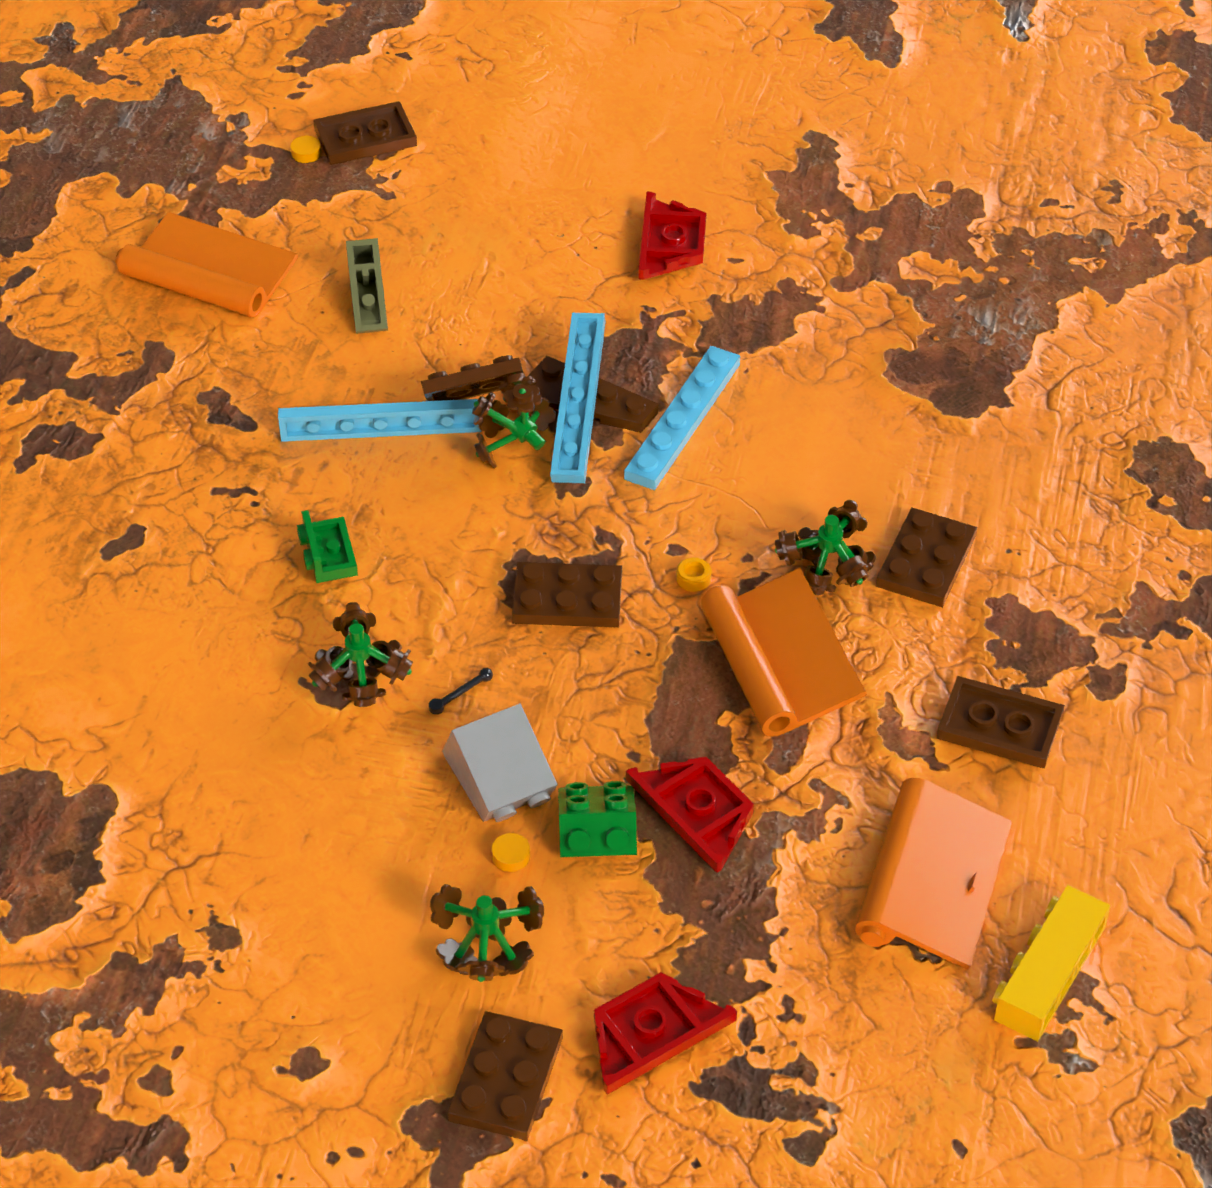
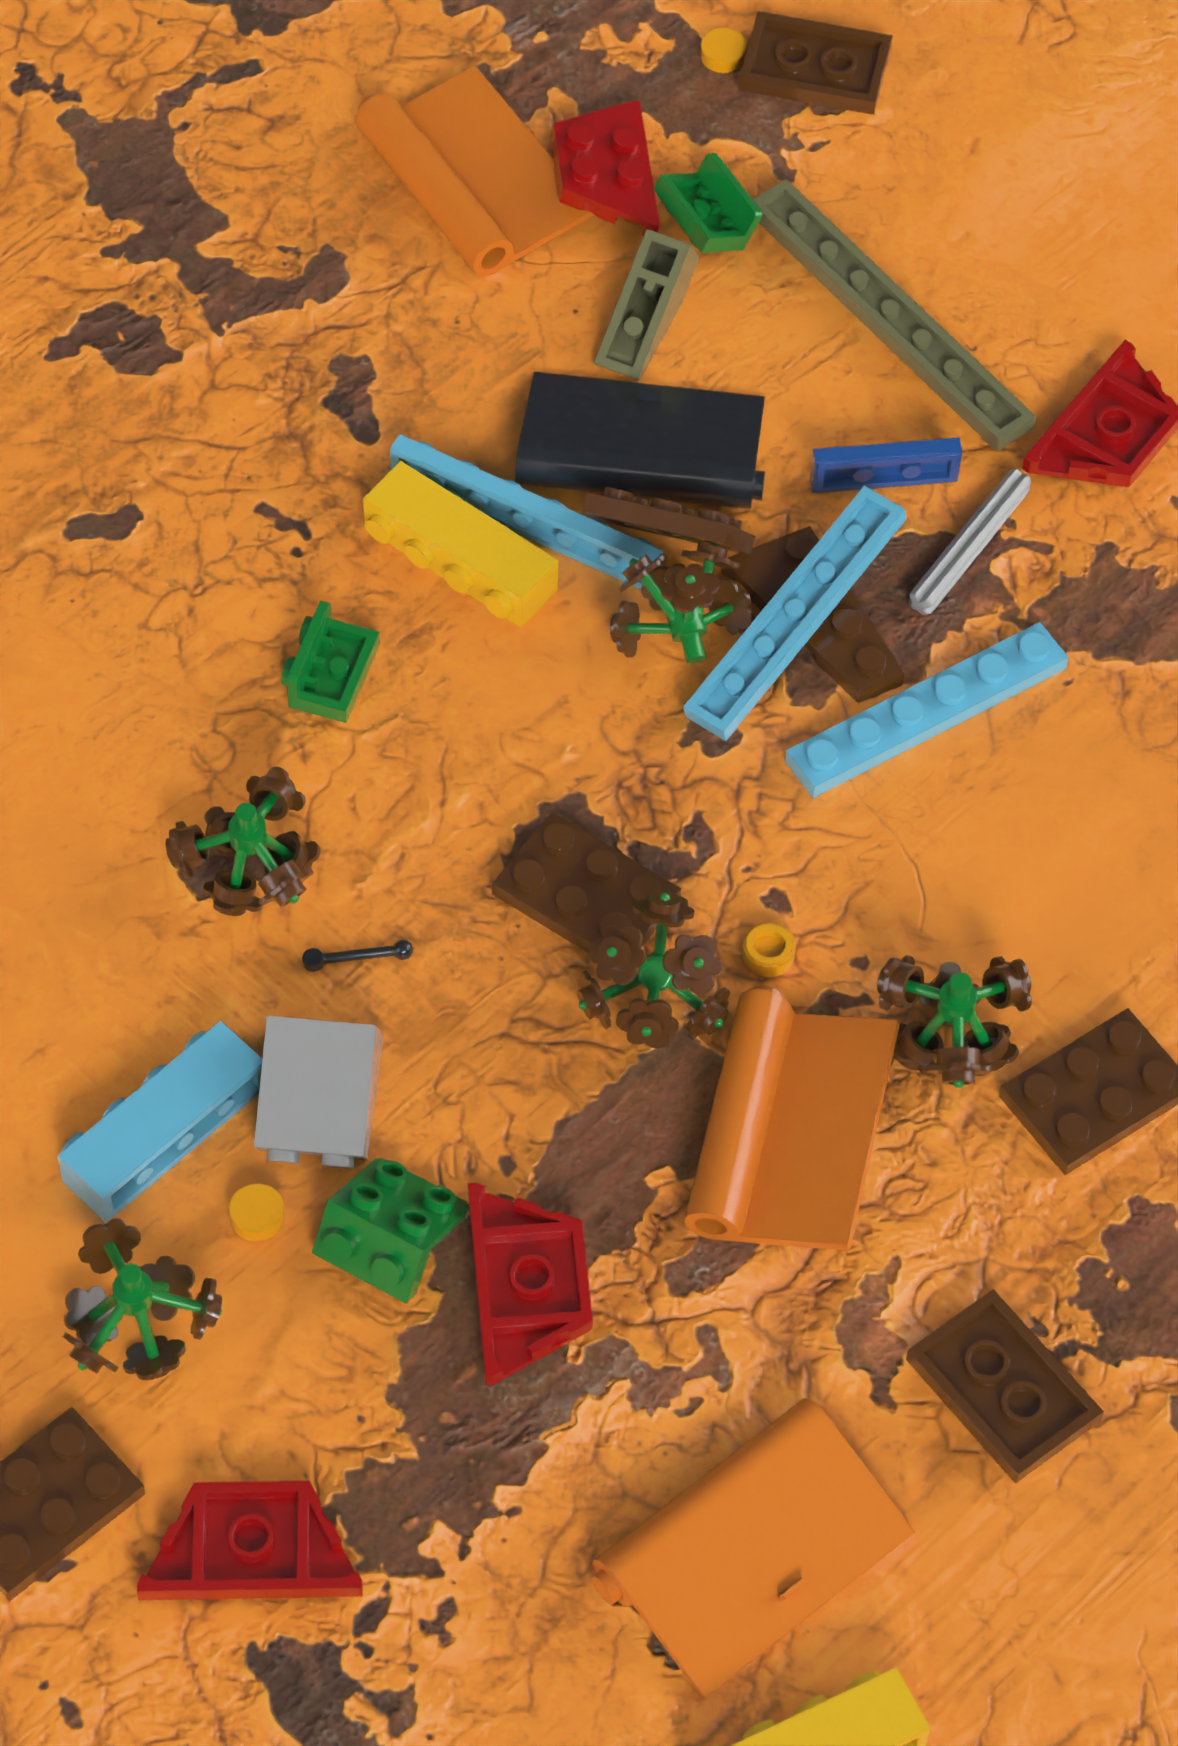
camera: 30 degrees right, 10 degrees up
(287, 229) = (606, 165): none -> red wing
(354, 451) = (460, 544): none -> yellow brick
(363, 220) = (710, 206): none -> green bracket
(401, 358) = (641, 440): none -> black door
(416, 831) = (161, 1121): none -> medium azure brick
(507, 234) = (893, 316): none -> olive plate
(559, 309) = (885, 465): none -> blue tile
(633, 601) = (680, 968): none -> reddish brown plant
(640, 326) = (969, 542): none -> light grey axle

